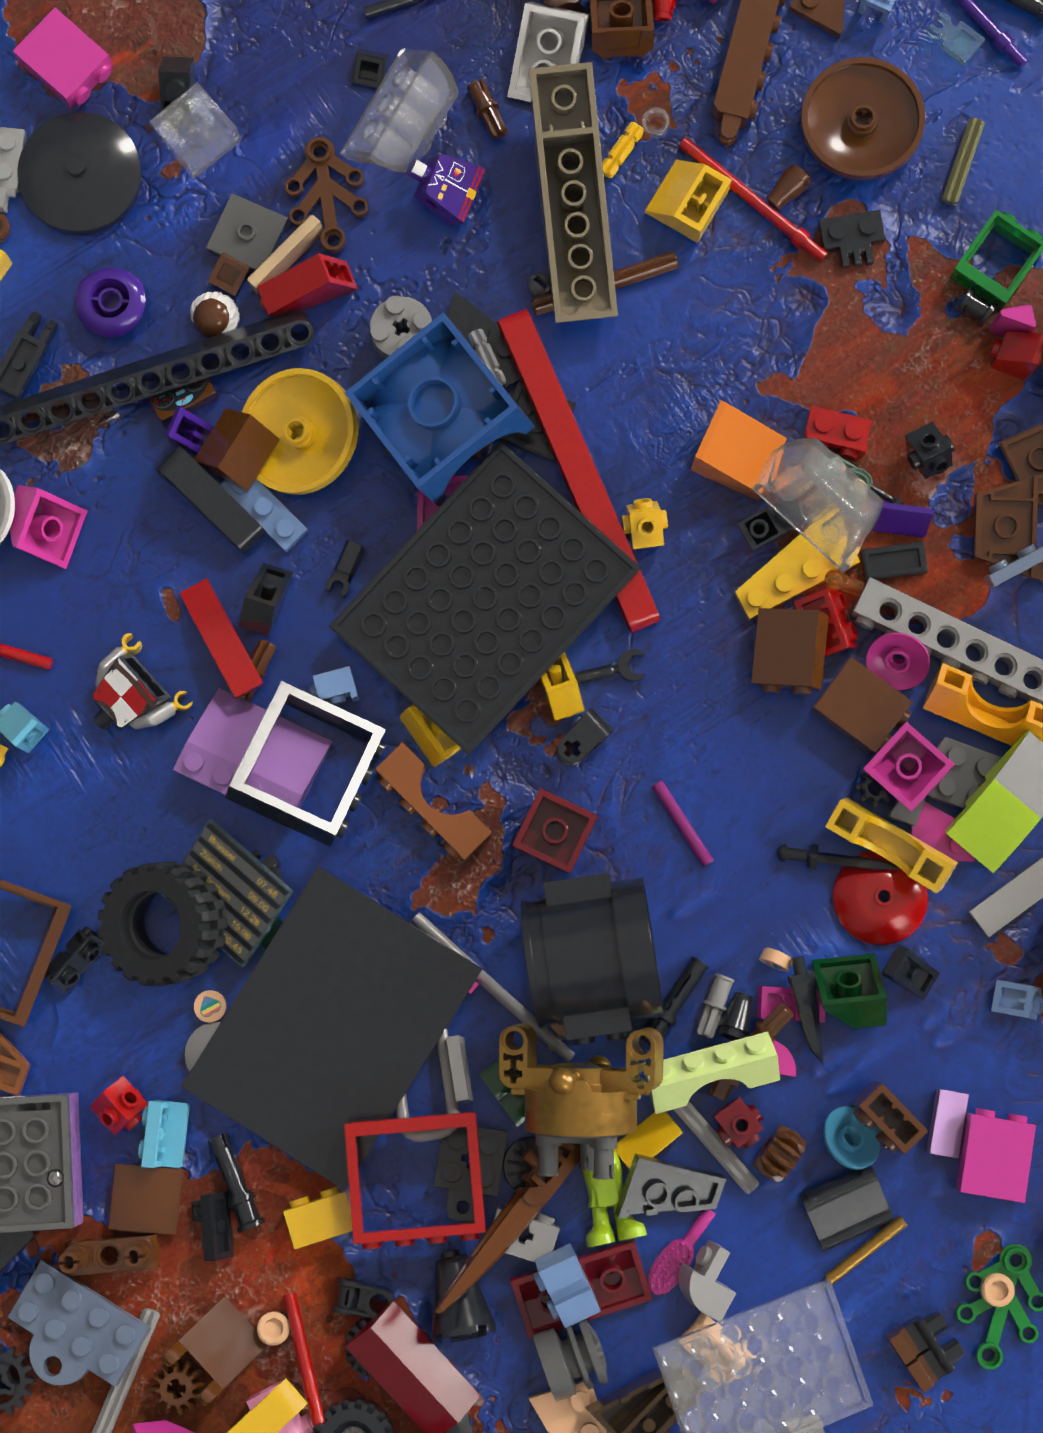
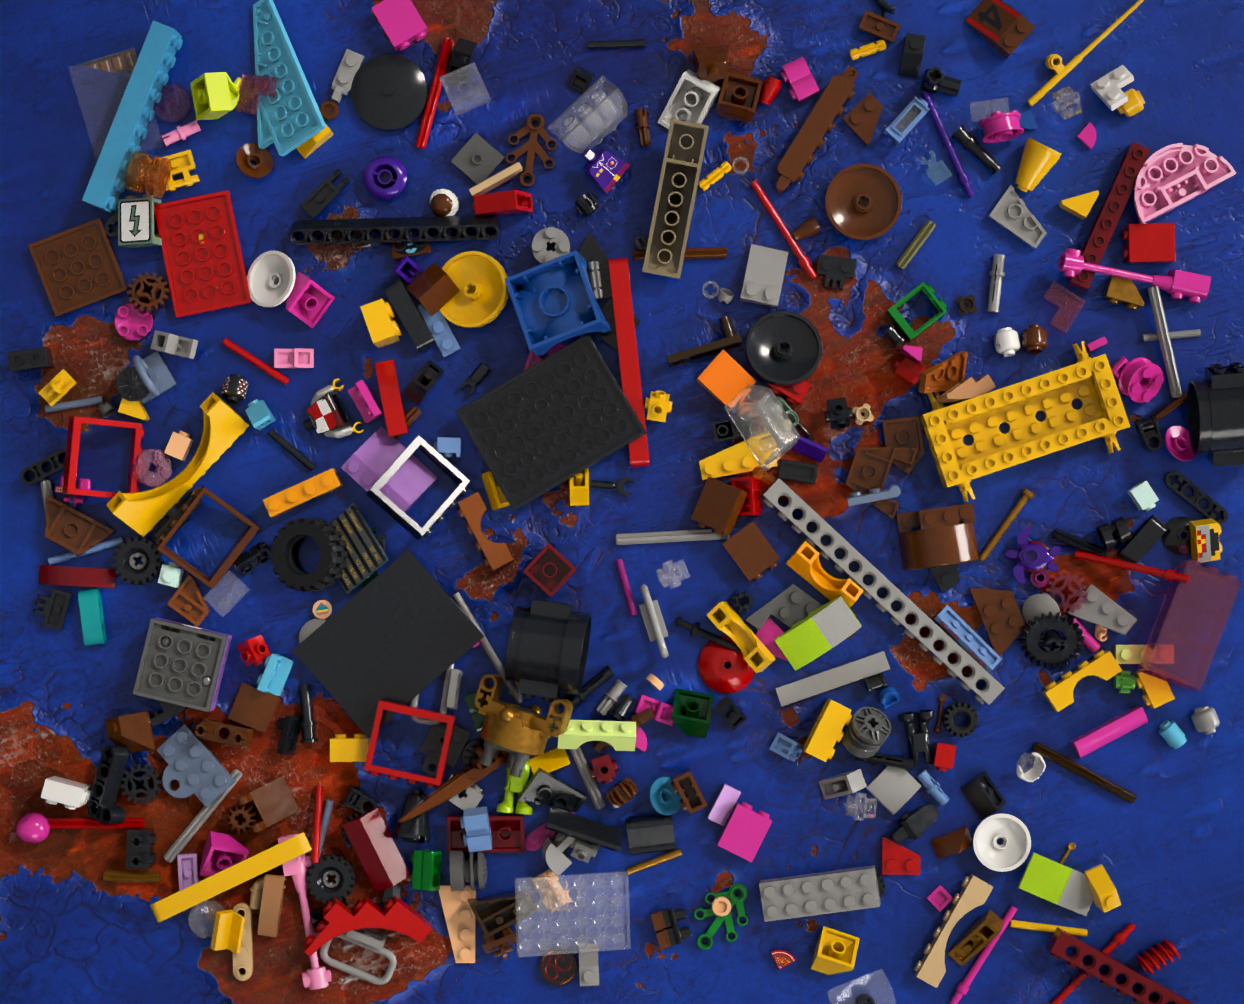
camera: 10 degrees right, 5 degrees up
(49, 624) = (293, 358): none -> bright pink slope
(49, 1028) = (226, 593): none -> clear plate
(87, 767) = (291, 449): none -> black bar
(135, 818) = (302, 492): none -> light orange arch
(150, 155) = (434, 93): none -> red axle
(170, 522) = (380, 324): none -> yellow brick
(181, 656) = (365, 401): none -> dark pink bracket
(229, 274) = (459, 181): reddish brown plate -> none
(273, 1328) = (304, 802): light nougat tile -> none
(315, 1350) = (324, 822): none -> sand blue bar
(437, 250) = (586, 204): none -> black gear
(503, 1378) = (426, 869): none -> green brick
(586, 735) = (587, 518): black piece -> none
(675, 316) = (715, 286): none -> clear bush
(689, 198) = (744, 218): yellow slope -> none
(695, 324) = (725, 295): none -> light grey hinge
(724, 389) = (729, 342): none -> dark brown piece
(725, 723) = (668, 536): none -> light grey axle
(739, 1232) = (584, 829): none -> black slope
(743, 862) = (653, 621): none -> light grey bar
(745, 279) = (764, 276): none -> light grey slope
(748, 1259) = (583, 850): none -> light grey brick
(750, 778) = (672, 573): none -> clear brick
(805, 997) = (665, 703): black bar -> none
(812, 376) = (783, 348): none -> black dish
(898, 673) = (775, 535): dark pink dish -> none
(909, 766) = (764, 595): dark pink slope -> none
(968, 433) = (865, 409): none -> tan plate

